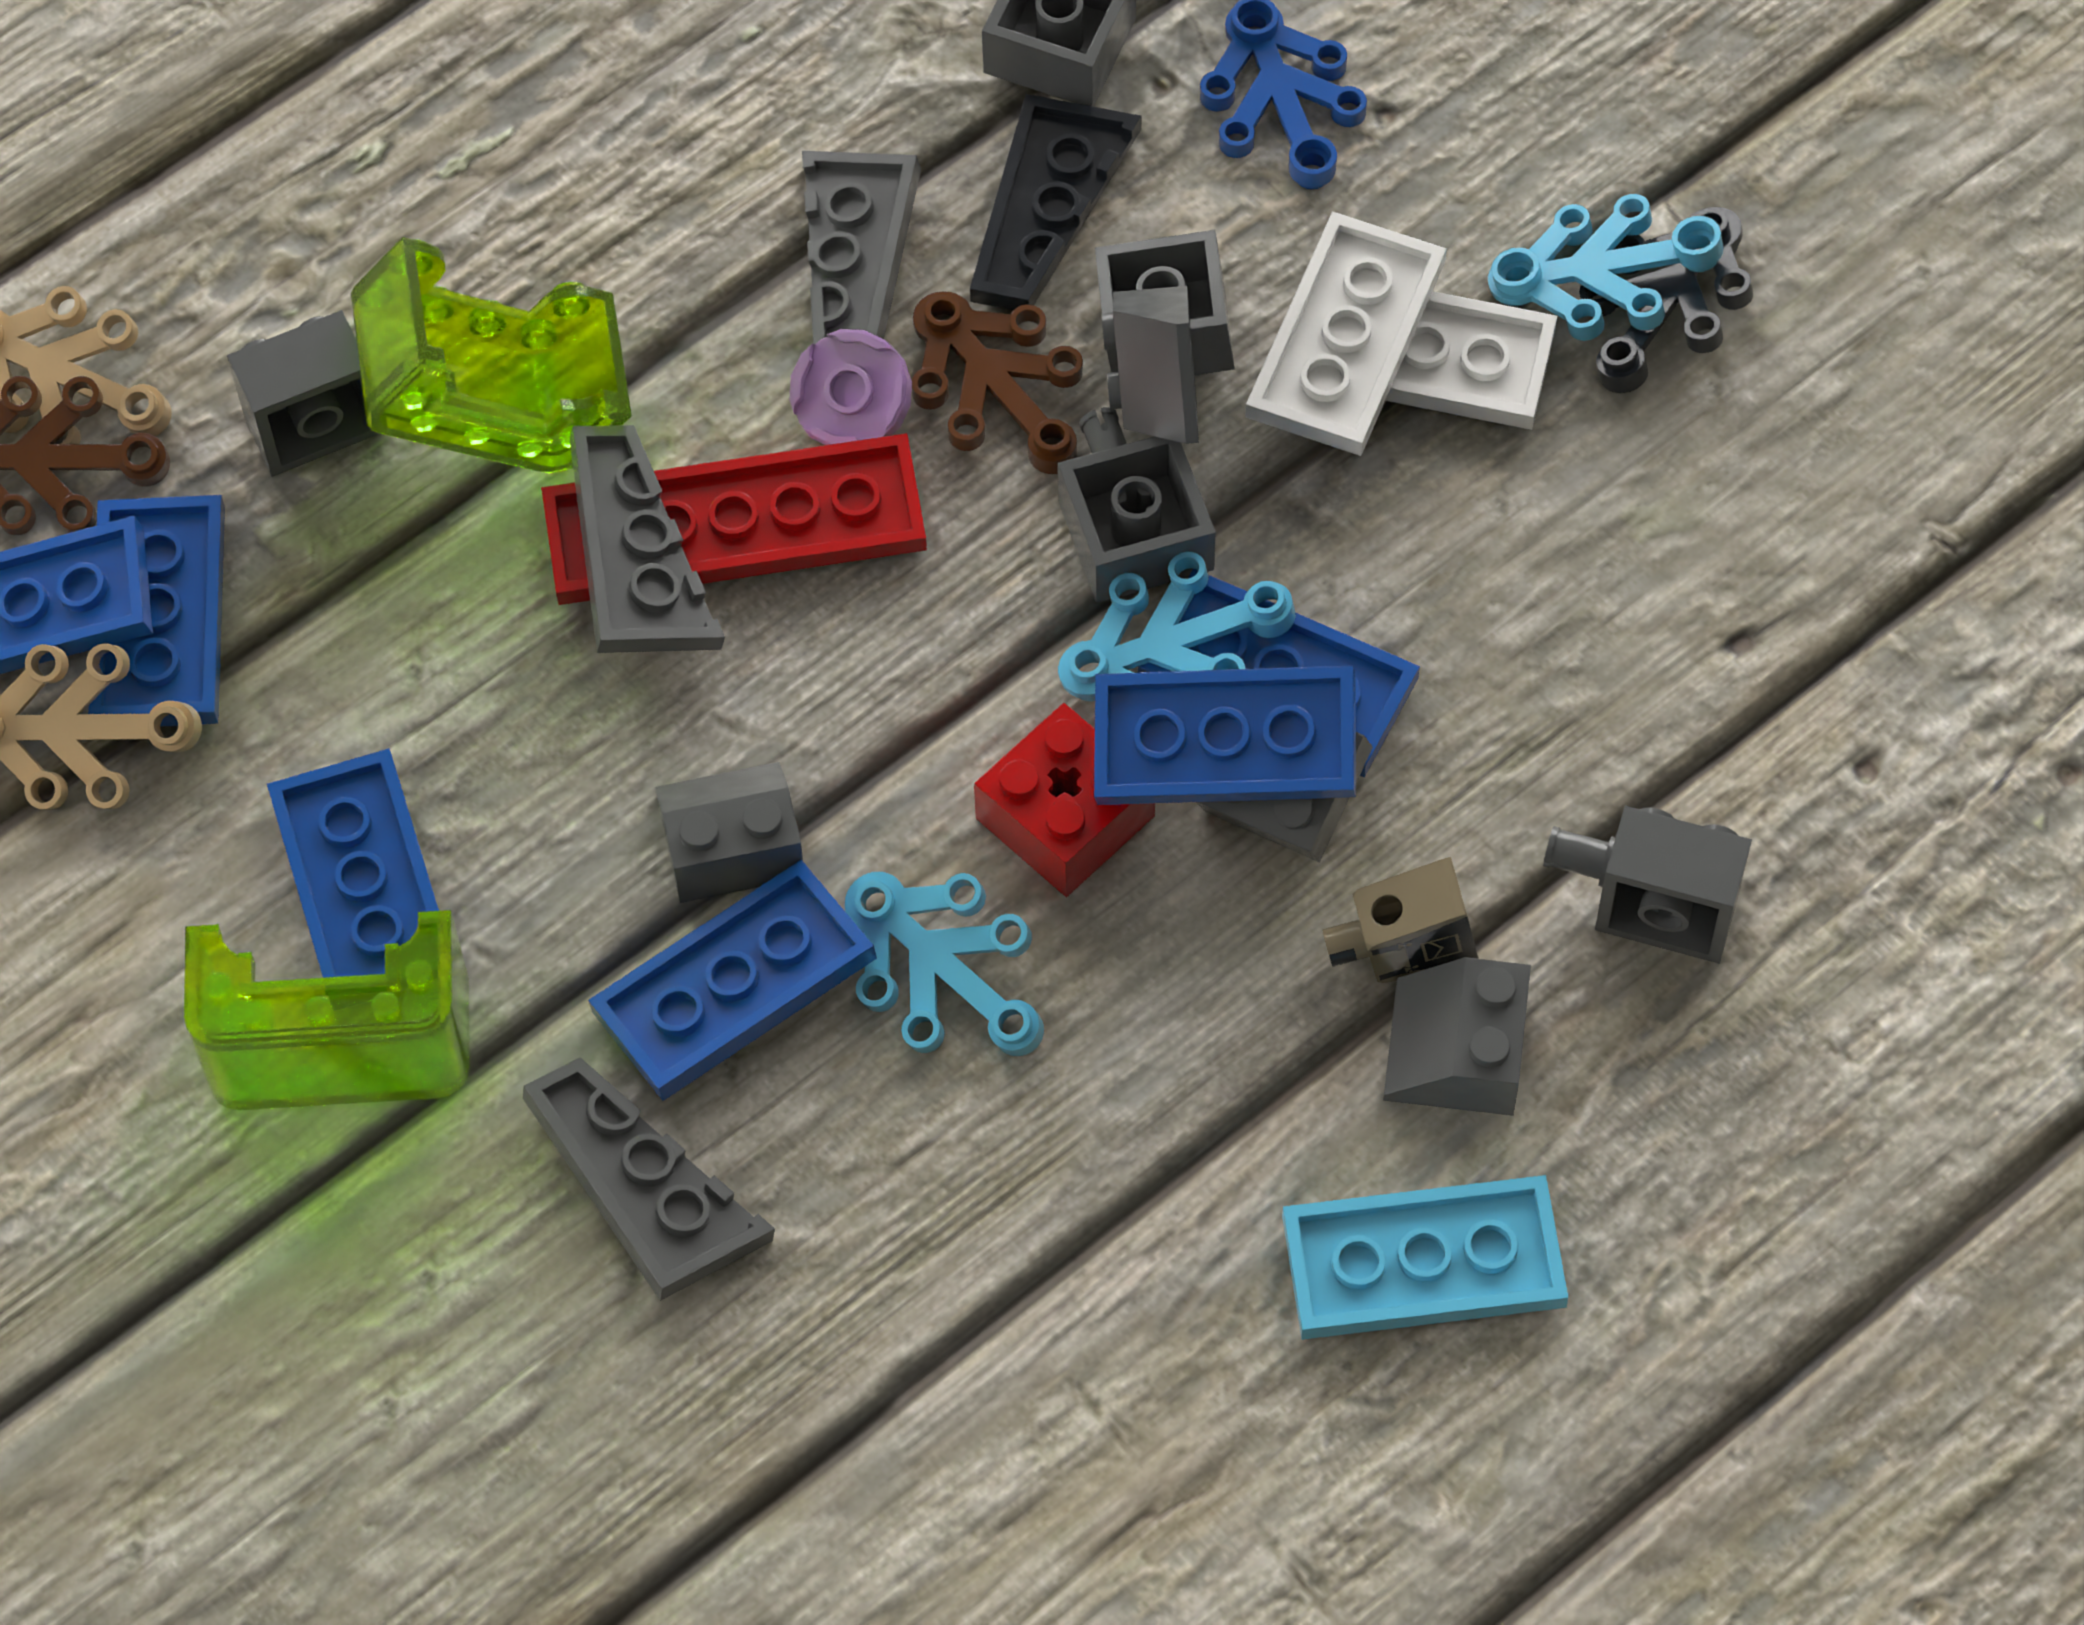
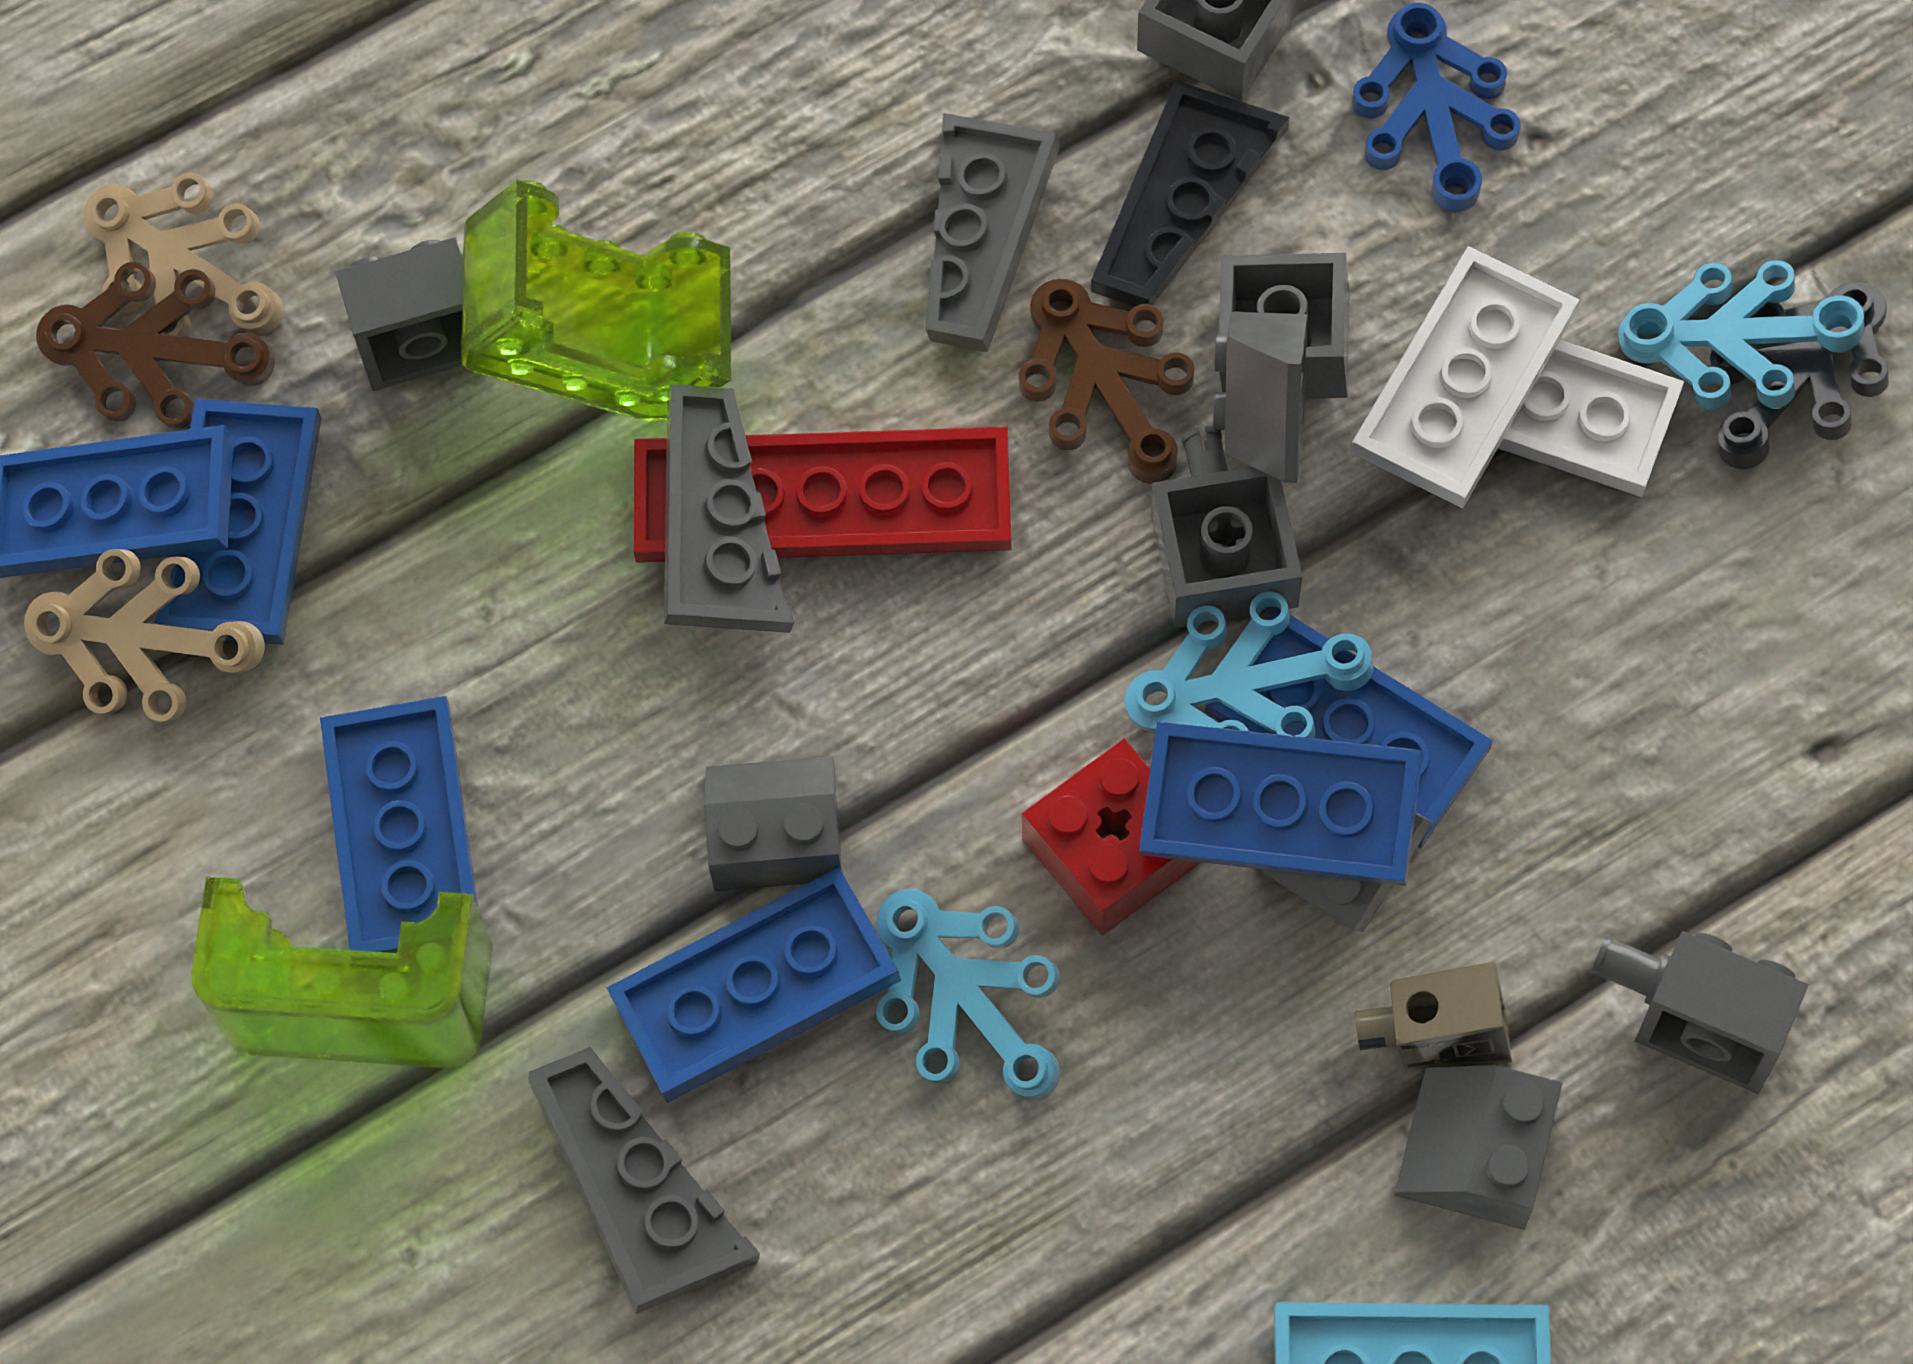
camera: 10 degrees right, 5 degrees up
(850, 388) = (957, 372): lavender tile -> none

